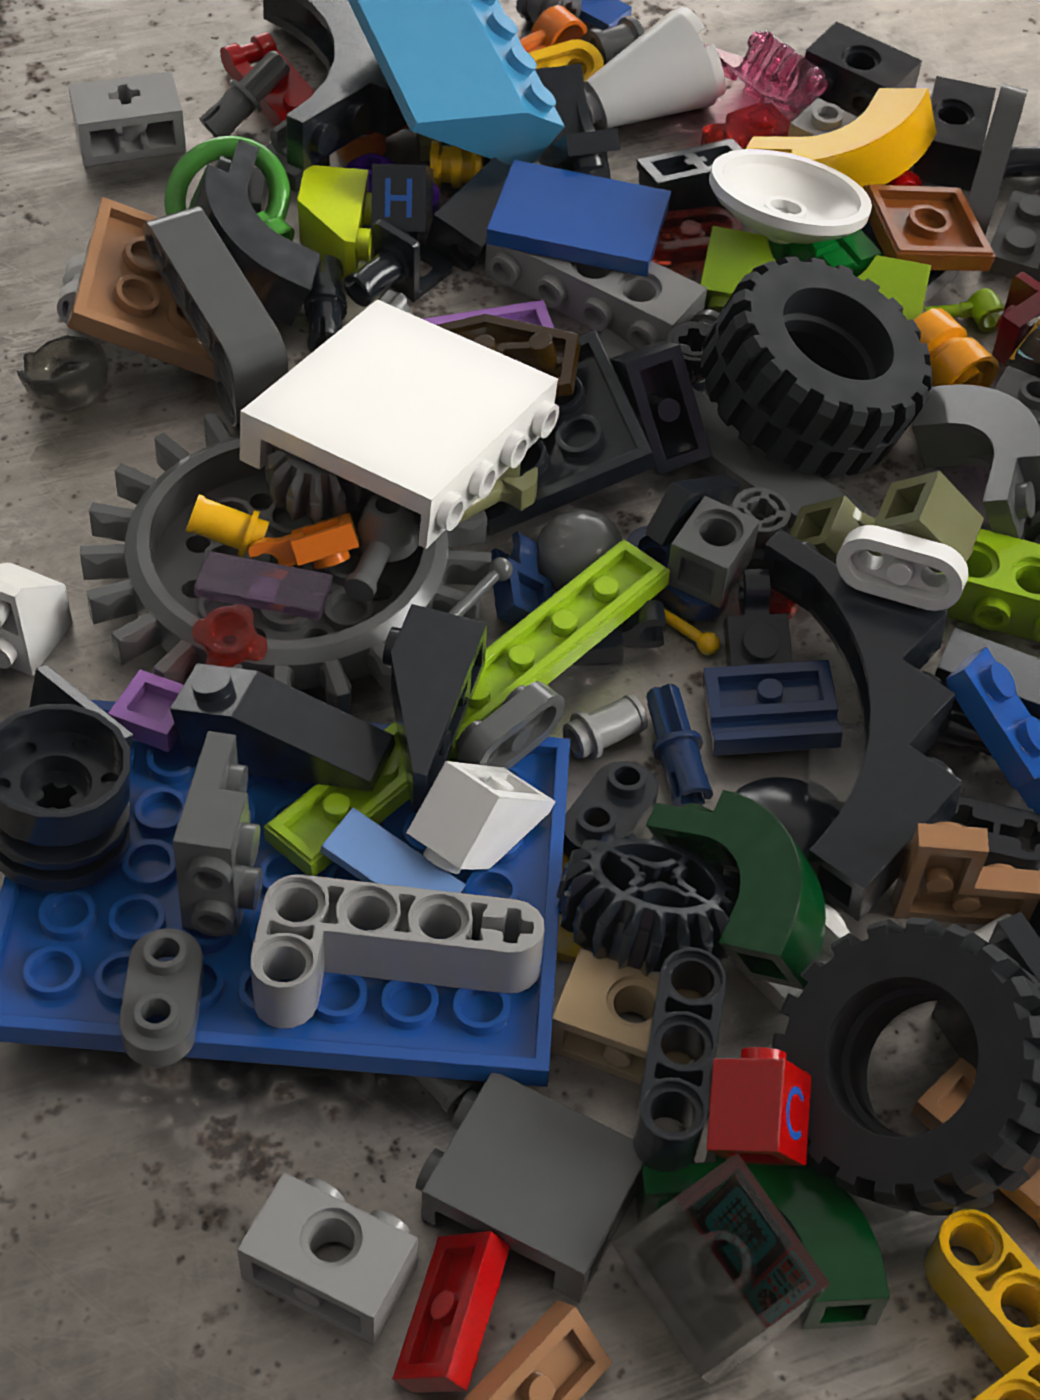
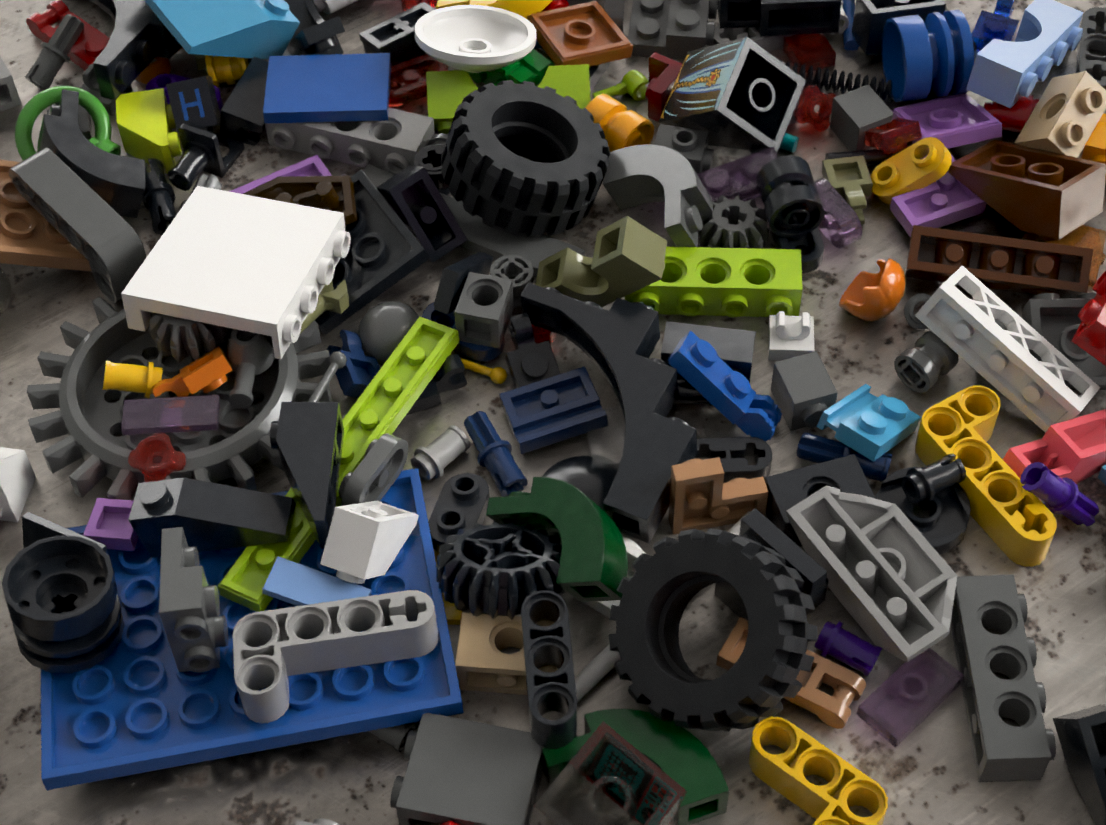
camera: 10 degrees left, 0 degrees up
(162, 990) = (177, 719): dark grey plate -> none
(759, 1108) = (611, 687): red brick -> none
(903, 568) = (618, 290): white plate -> none

